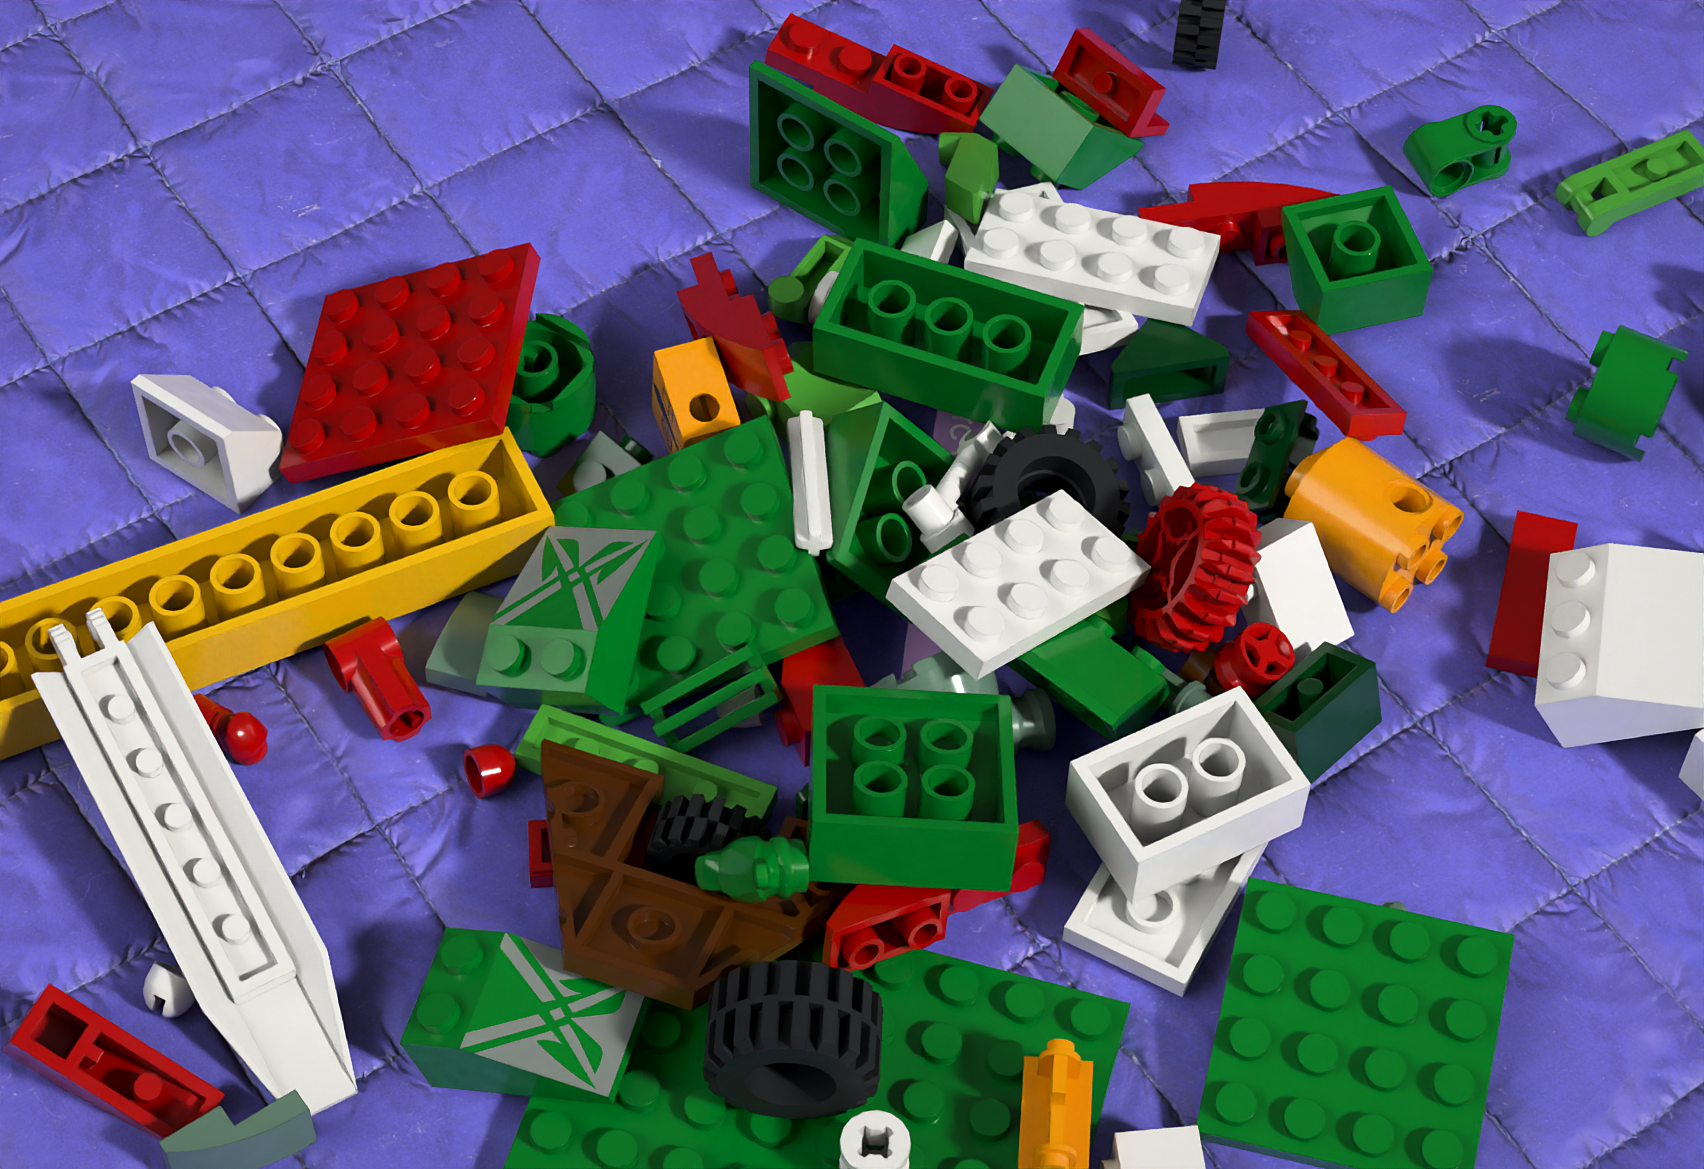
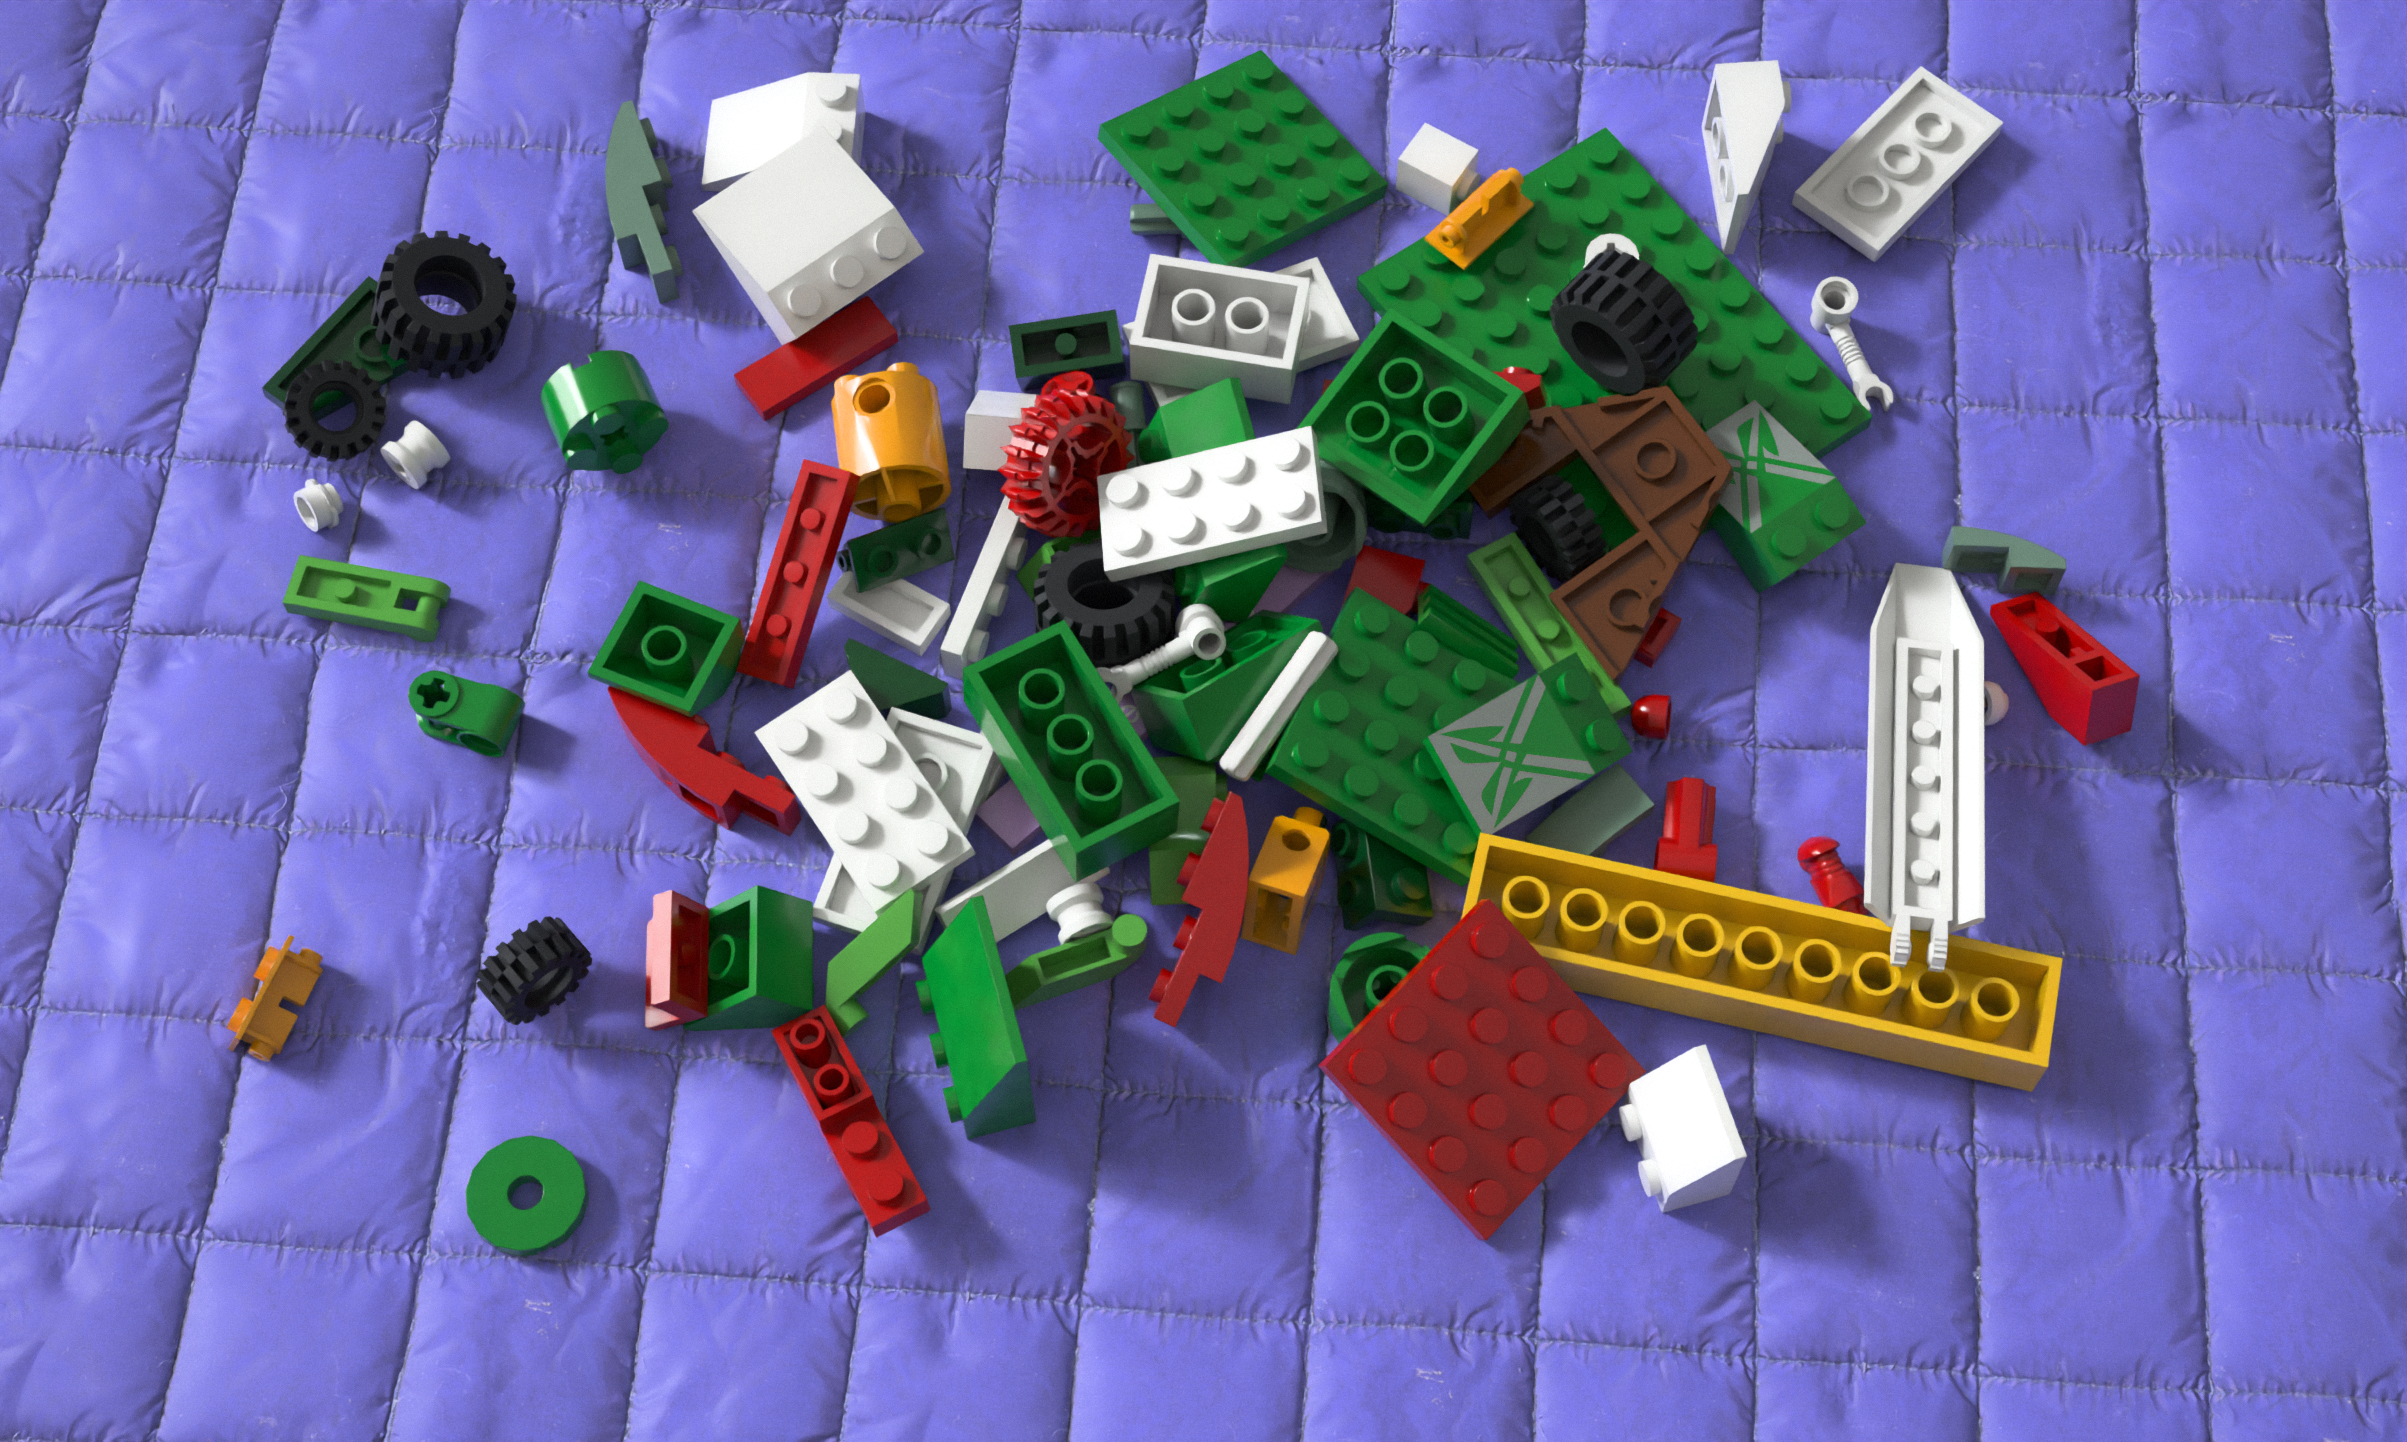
camera: 140 degrees left, 10 degrees up
(755, 869) = (1562, 440): green animal -> none

